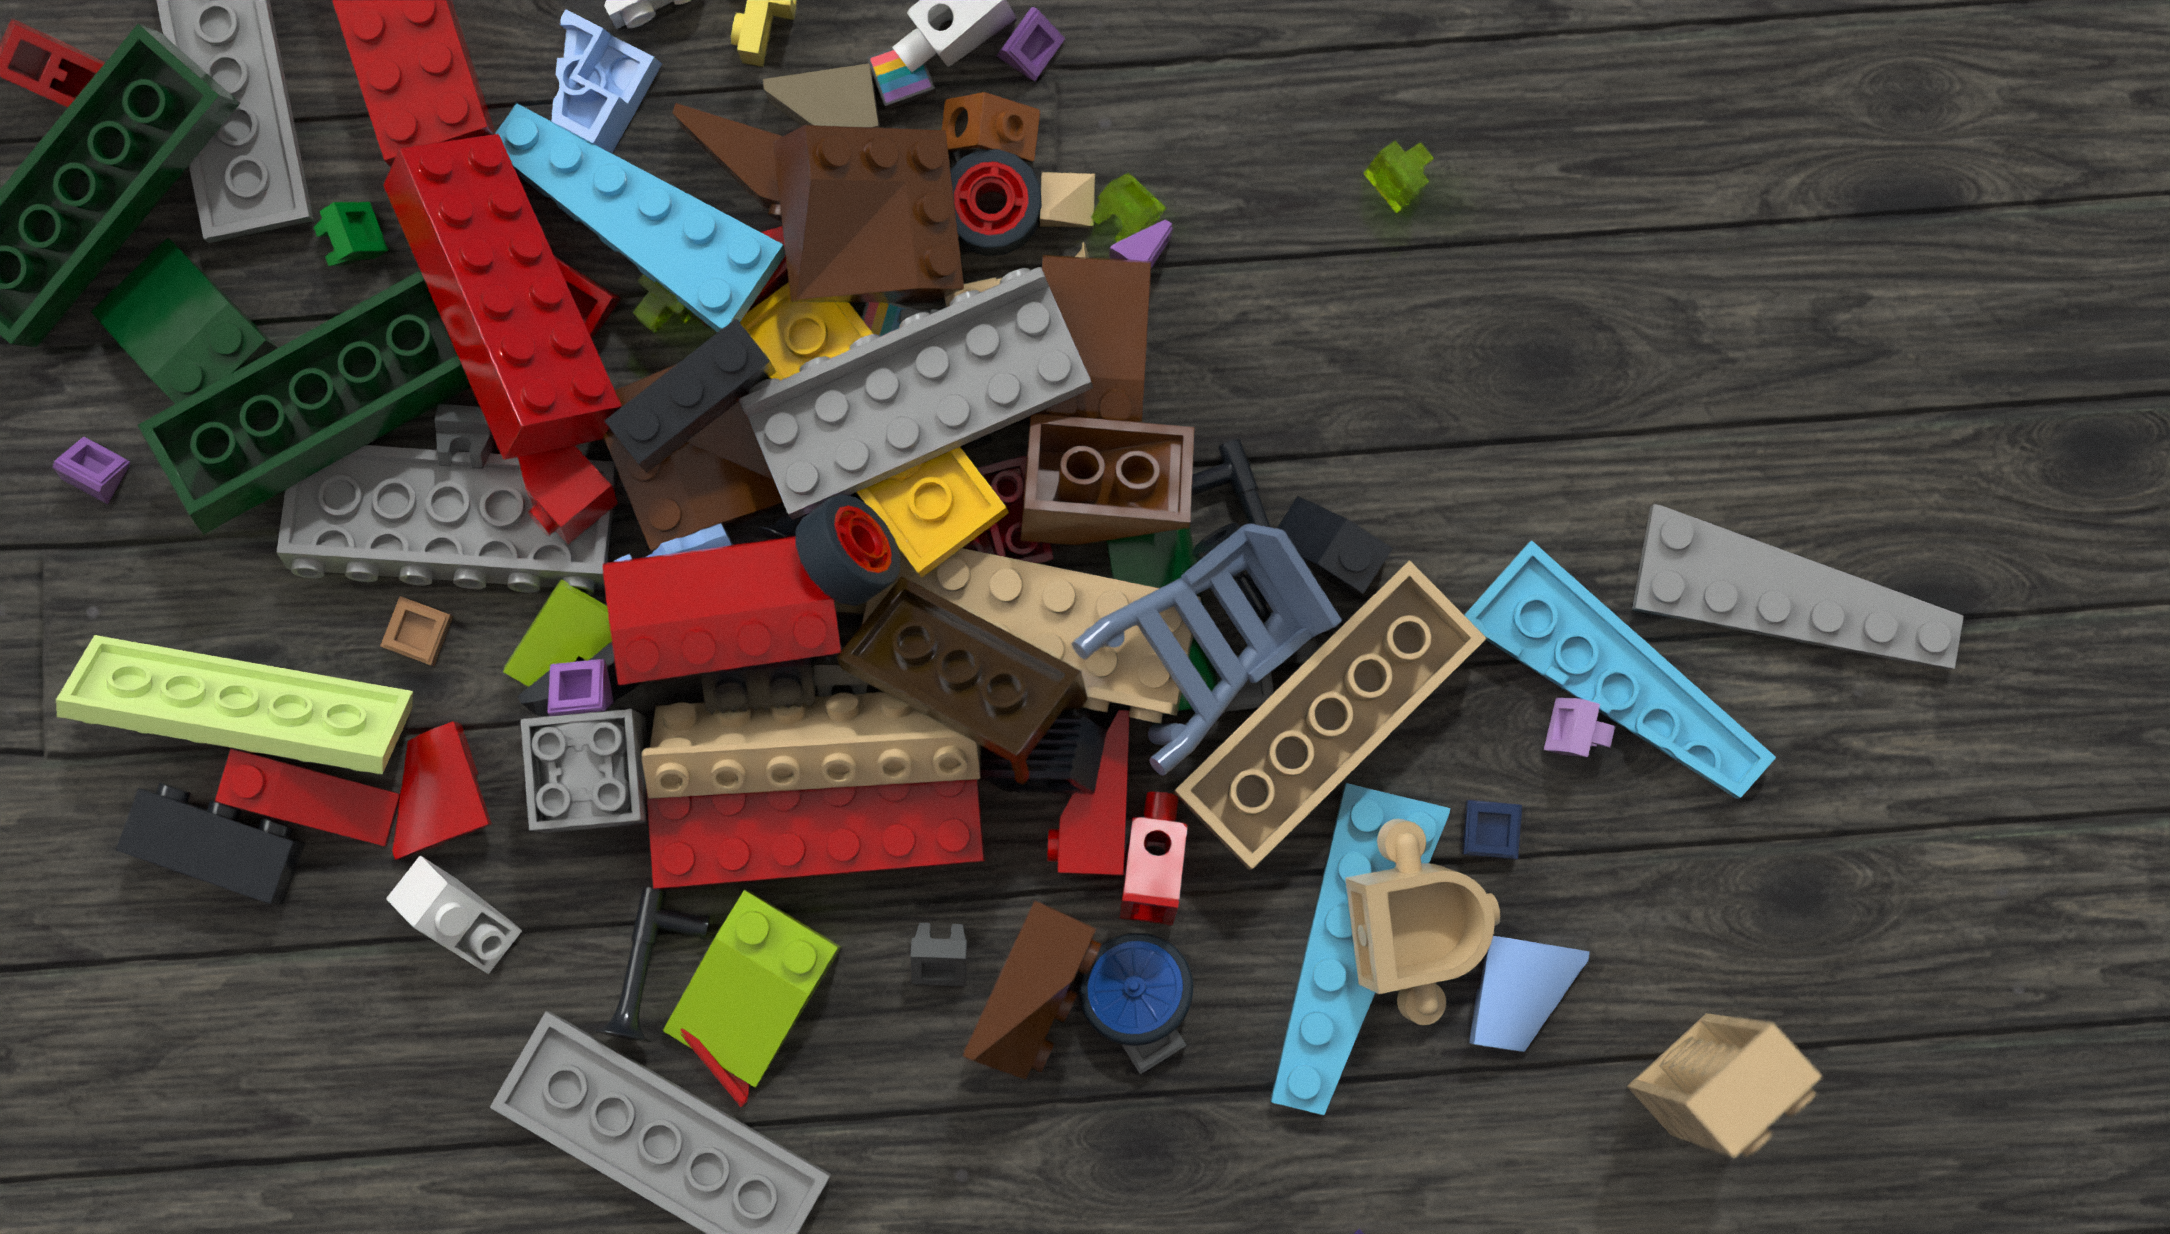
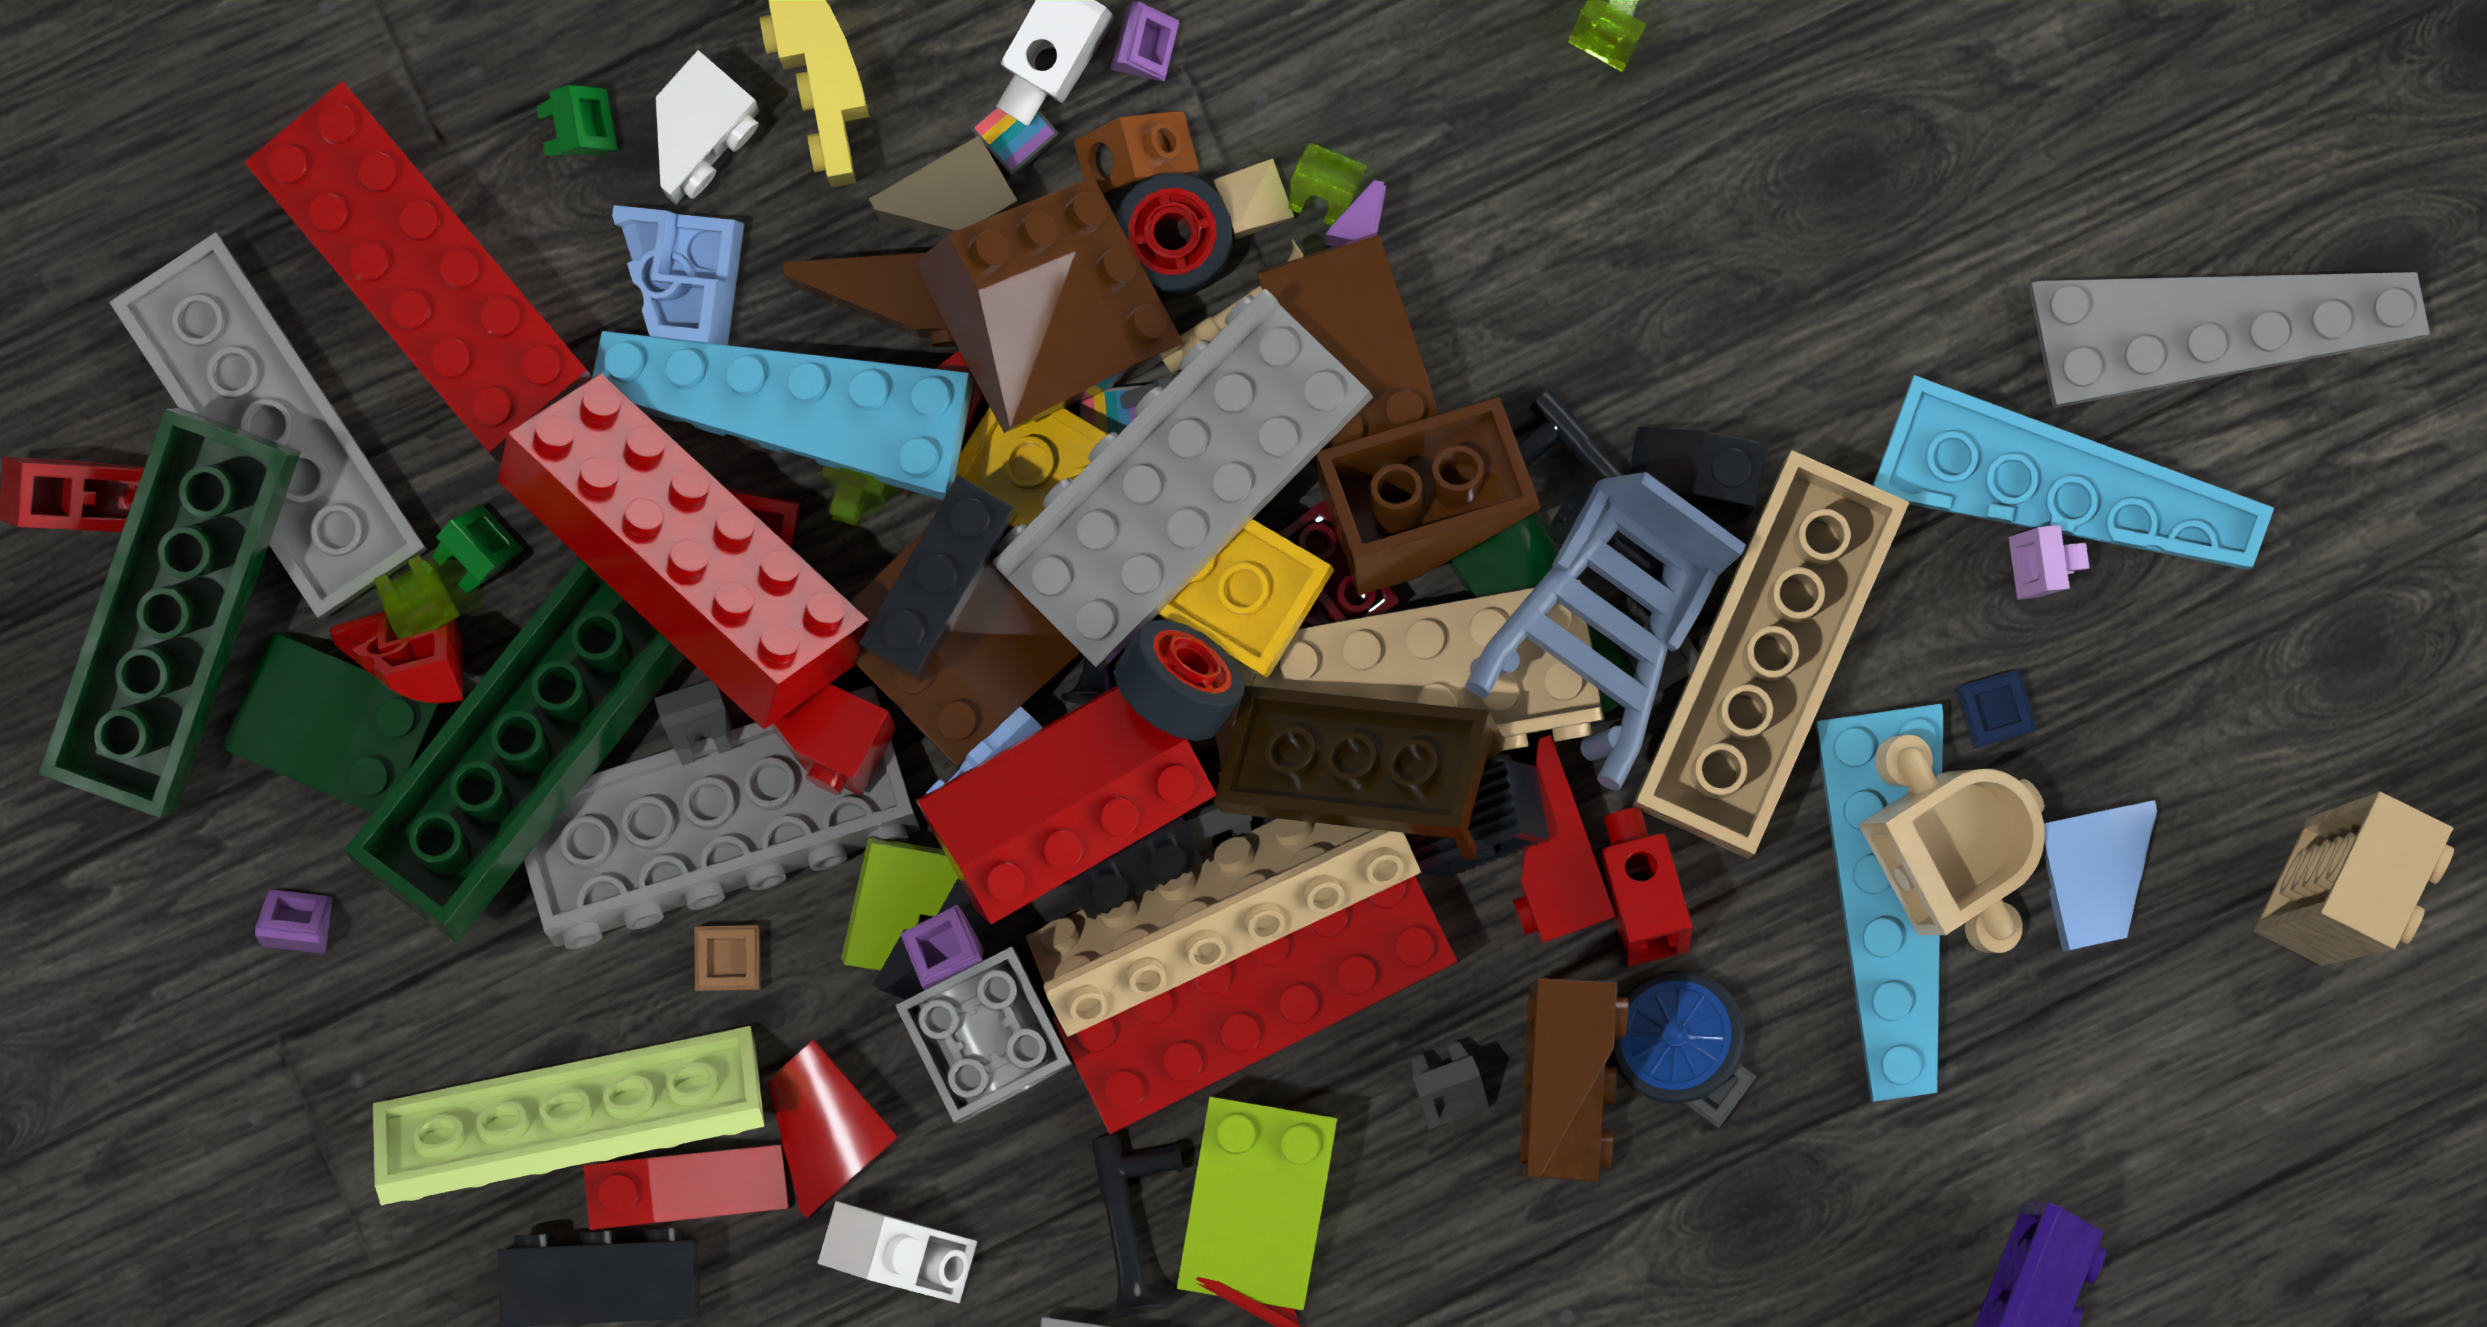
camera: 20 degrees left, 0 degrees up
(258, 302) = (417, 666): none -> red slope
(286, 255) = (416, 599): none -> clear neon green tile

